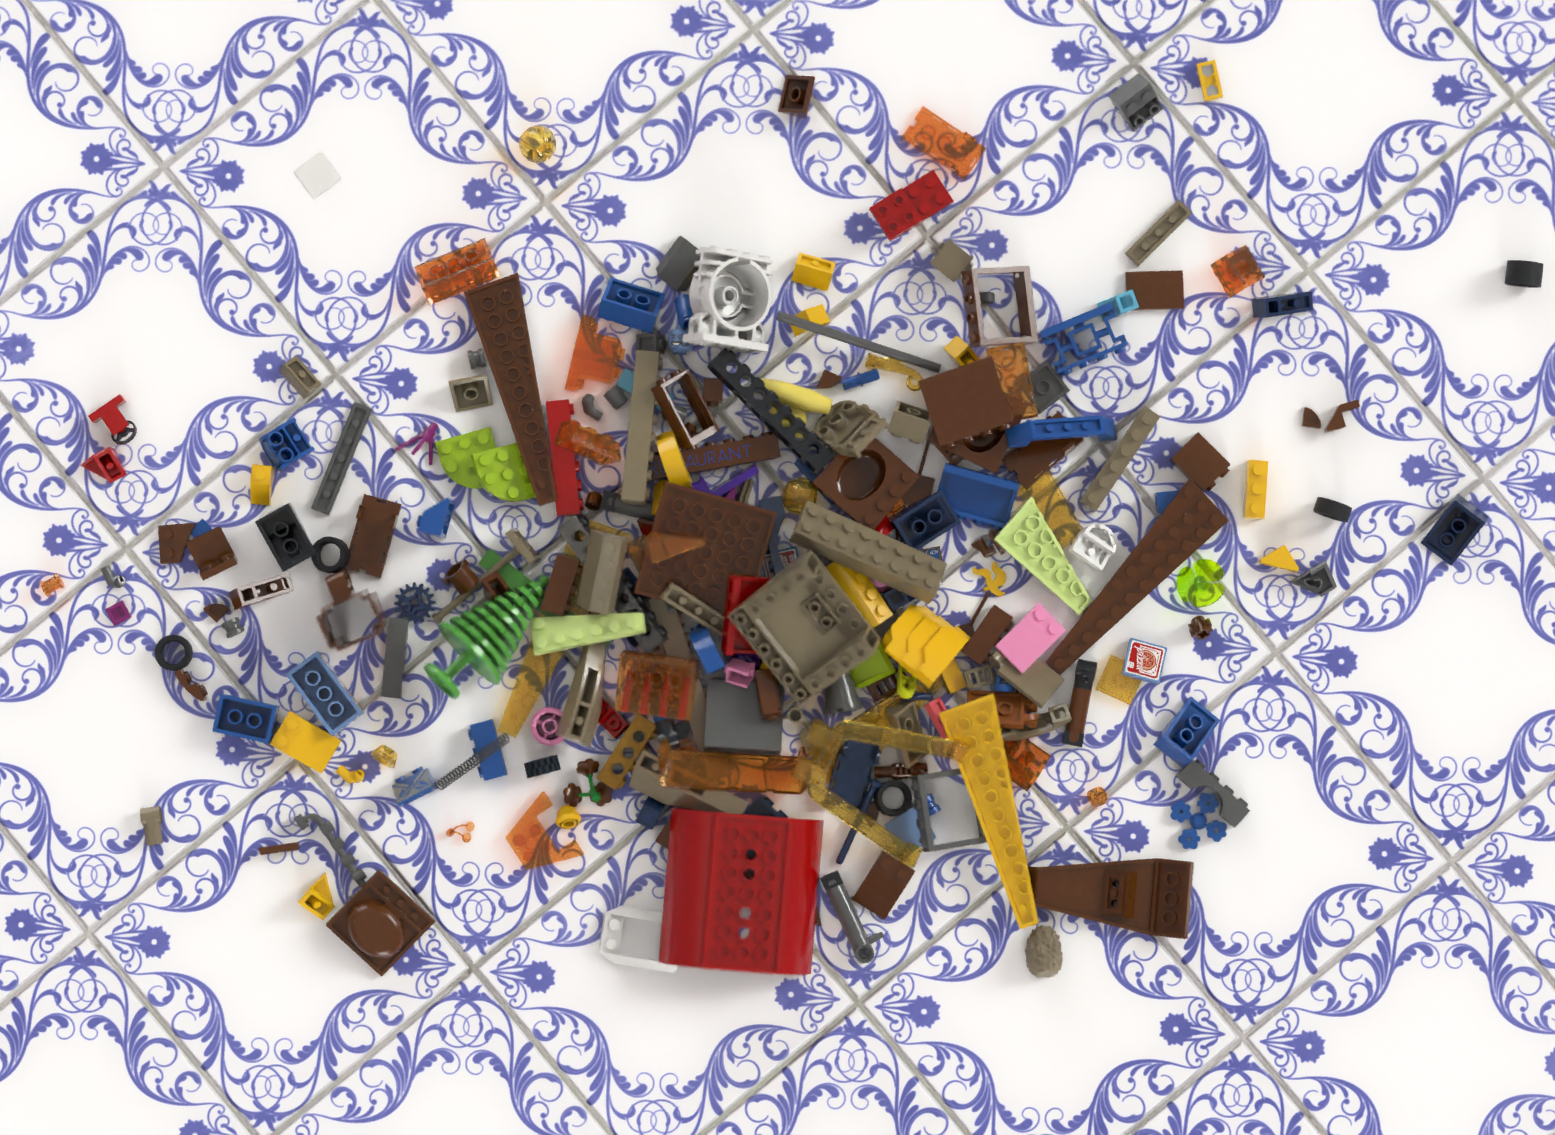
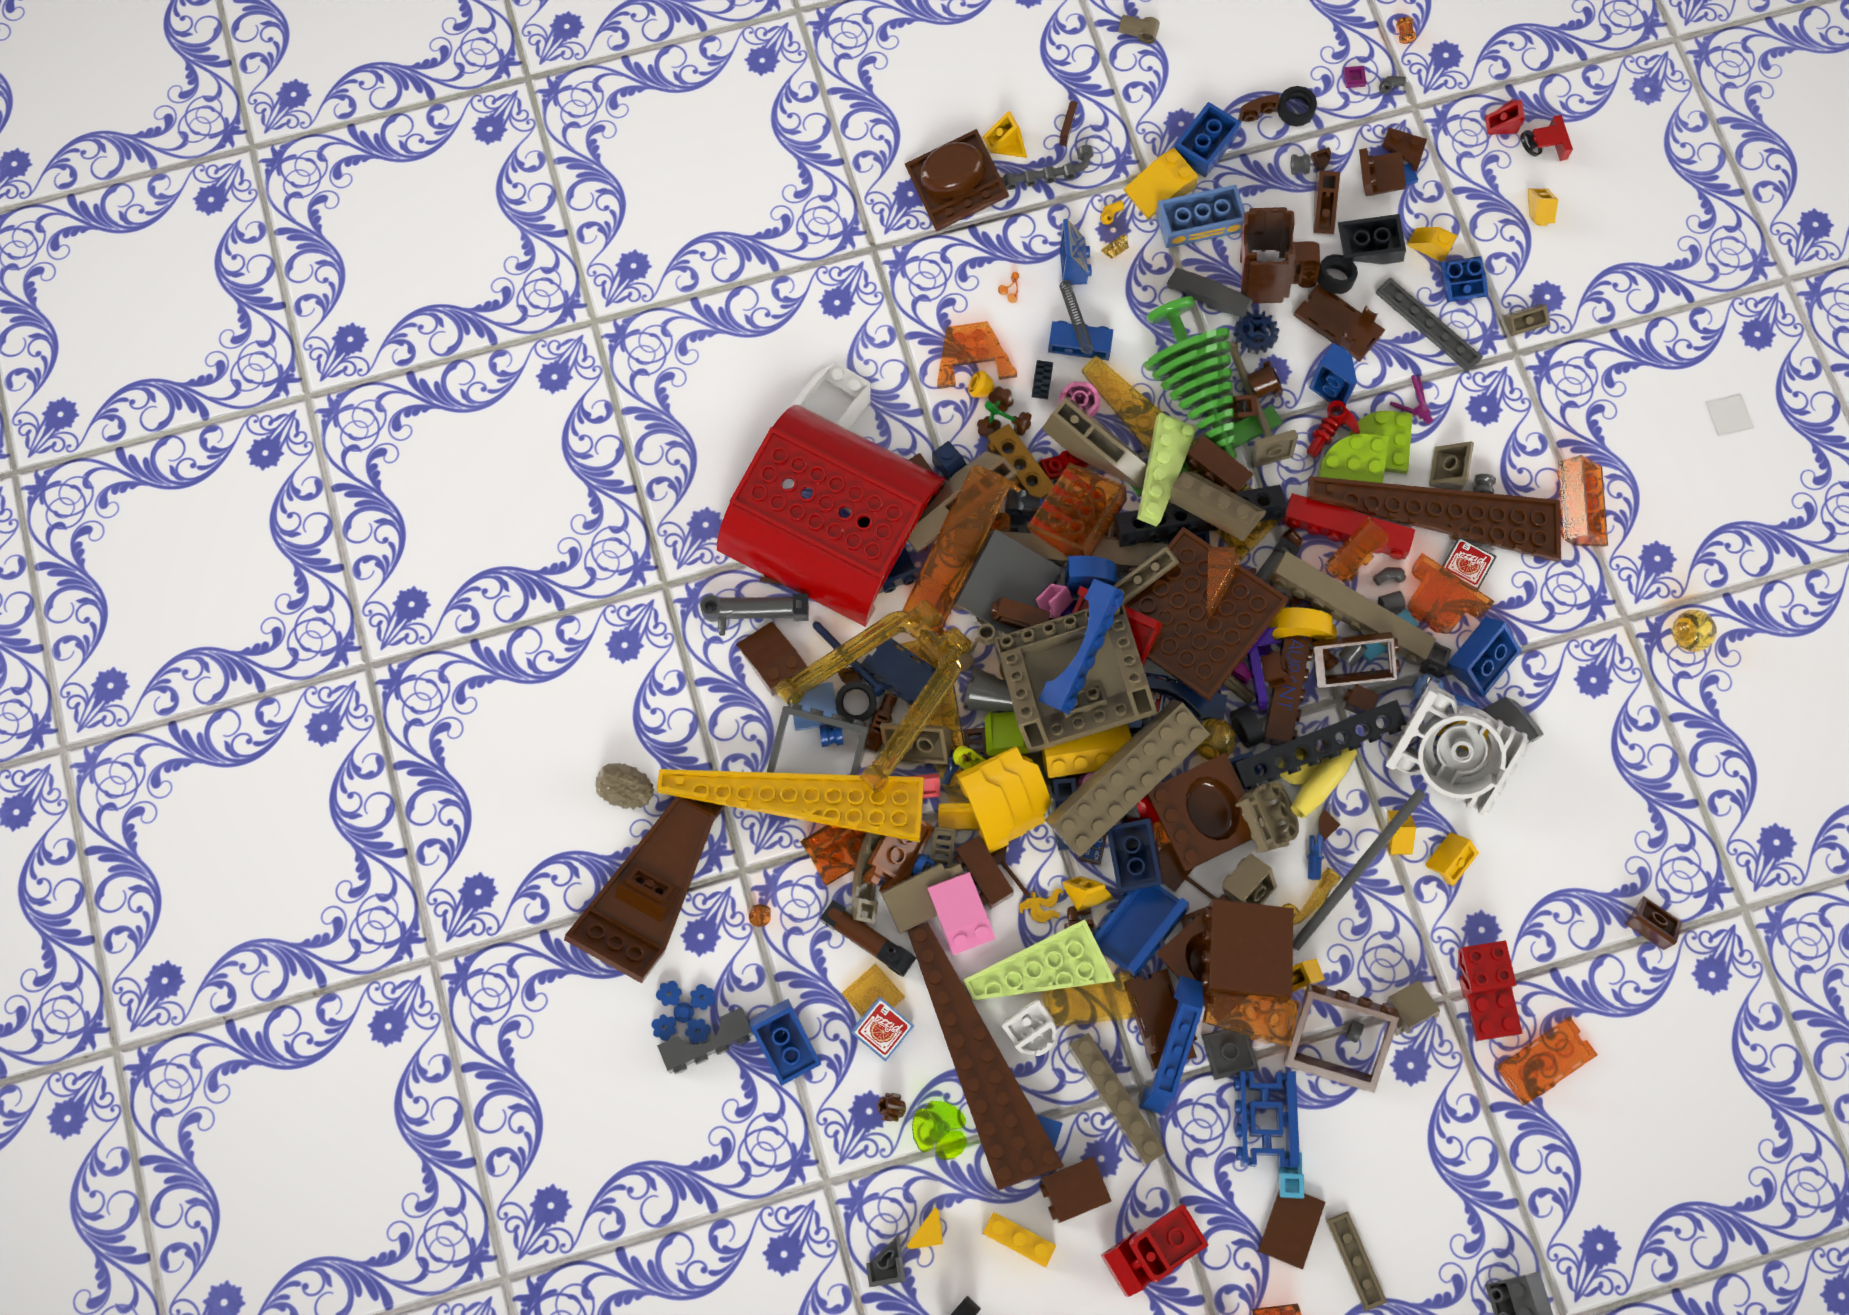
camera: 120 degrees right, 15 degrees down
(183, 402) = (1542, 206): none -> yellow slope
(480, 508) = (1329, 425): none -> red piece
(553, 347) = (1469, 562): none -> tile
(722, 469) = (1276, 669): none -> reddish brown window
(743, 627) = (1063, 690): none -> blue arch
(777, 474) = (1247, 726): none -> black tyre
(968, 549) = (1086, 892): none -> yellow slope
(1220, 385) = (1154, 1251): none -> red piece

